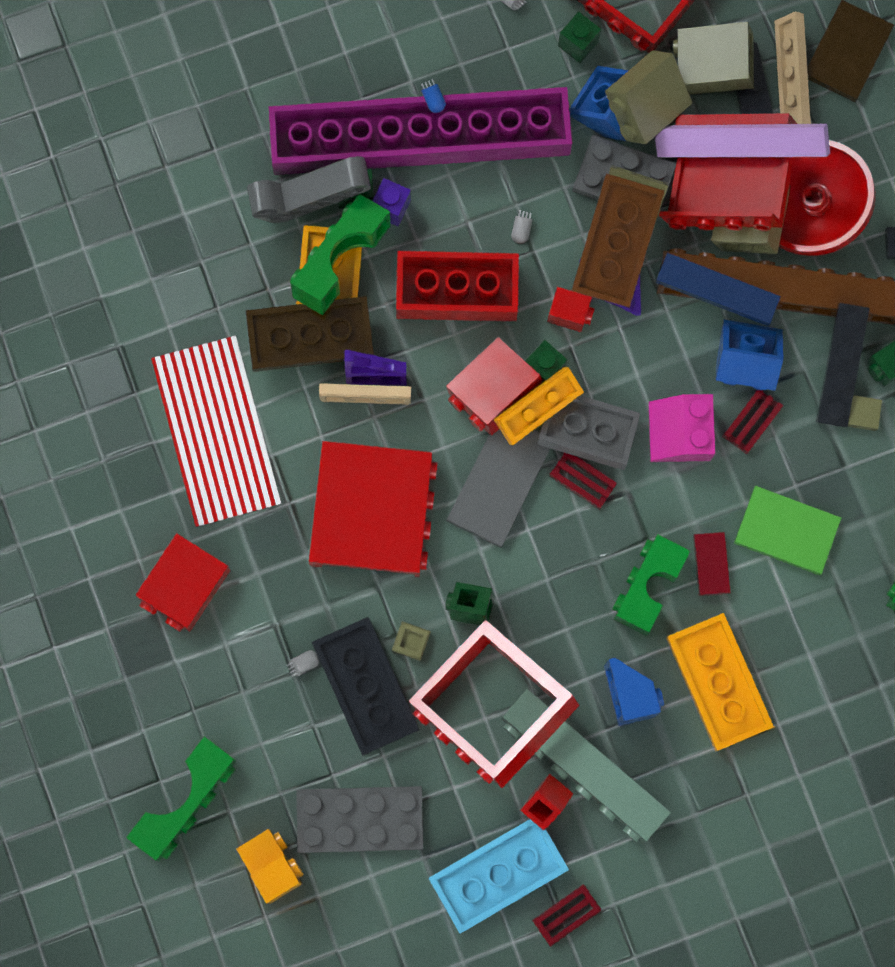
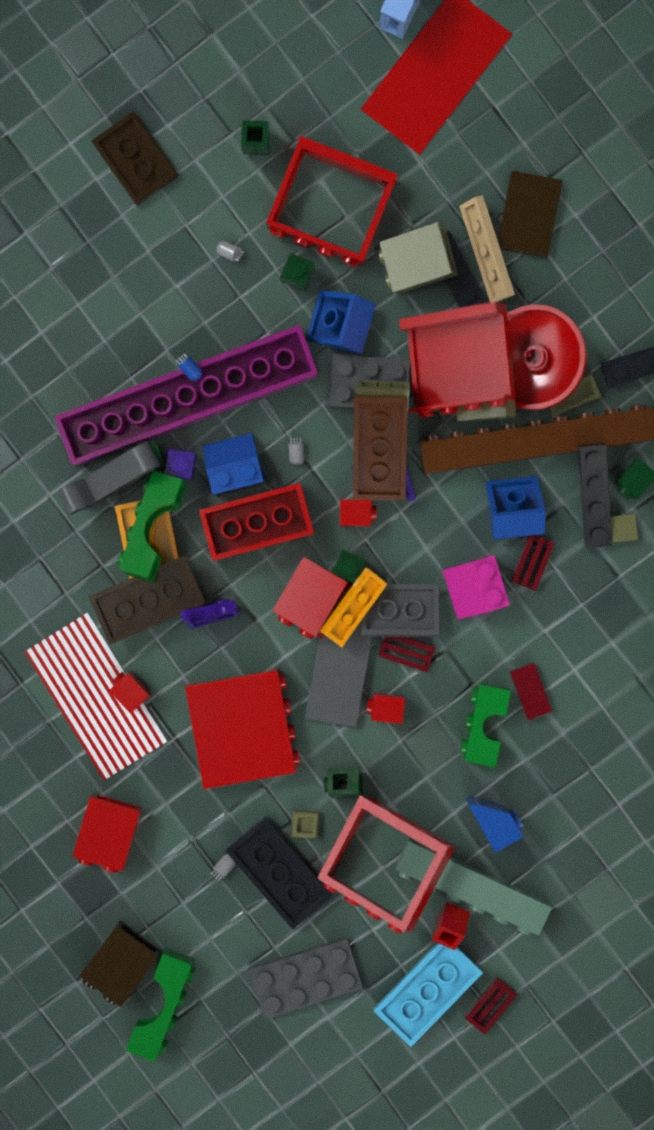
camera: 15 degrees left, 10 degrees up
(148, 739) = (119, 964): none -> dark brown brick
(257, 431) = (129, 691): none -> red brick
(269, 866) = (247, 1039): light orange brick -> none
(365, 394) = (207, 634): tan tile -> none
(448, 221) = (232, 464): none -> blue slope
(542, 533) = (386, 708): none -> red brick
(648, 97) = (371, 313): olive brick -> none
(718, 289) = (474, 464): dark blue tile -> none
(719, 682) = (563, 787): light orange plate -> none
(743, 140) = (462, 332): lavender tile -> none
(787, 530) = (585, 645): bright green tile -> none
(855, 255) = (585, 393): none -> olive tile

